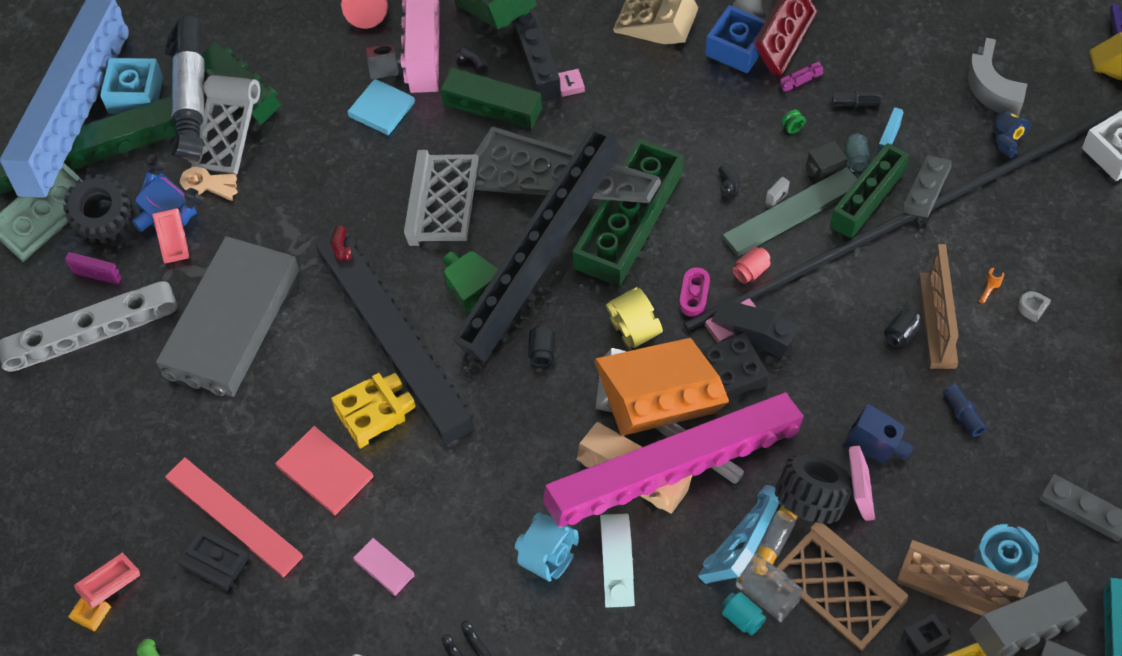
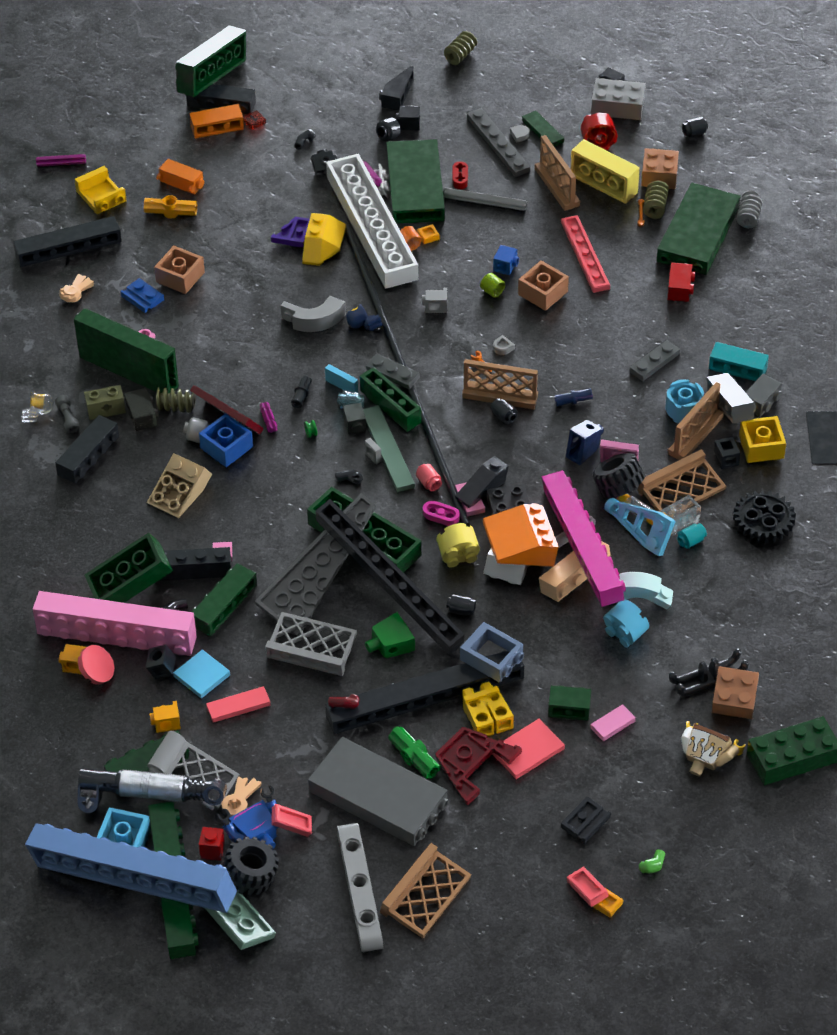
camera: 80 degrees left, 10 degrees down
(91, 375) = (409, 882): none -> medium nougat fence
(93, 268) = (304, 879): magenta tile -> none
(131, 168) = (211, 843): none -> red brick
(234, 517) = (551, 808): coral tile -> none
(293, 342) = (414, 752): none -> green piece
(296, 397) = (466, 753): none -> dark red wing
(307, 87) = (165, 718): none -> light orange brick
(343, 151) = (238, 704): none -> coral tile
(402, 504) = (569, 702): none -> dark green brick
(454, 363) = (485, 632): none -> sand blue window
(1080, 207) = (435, 301): none -> light grey brick

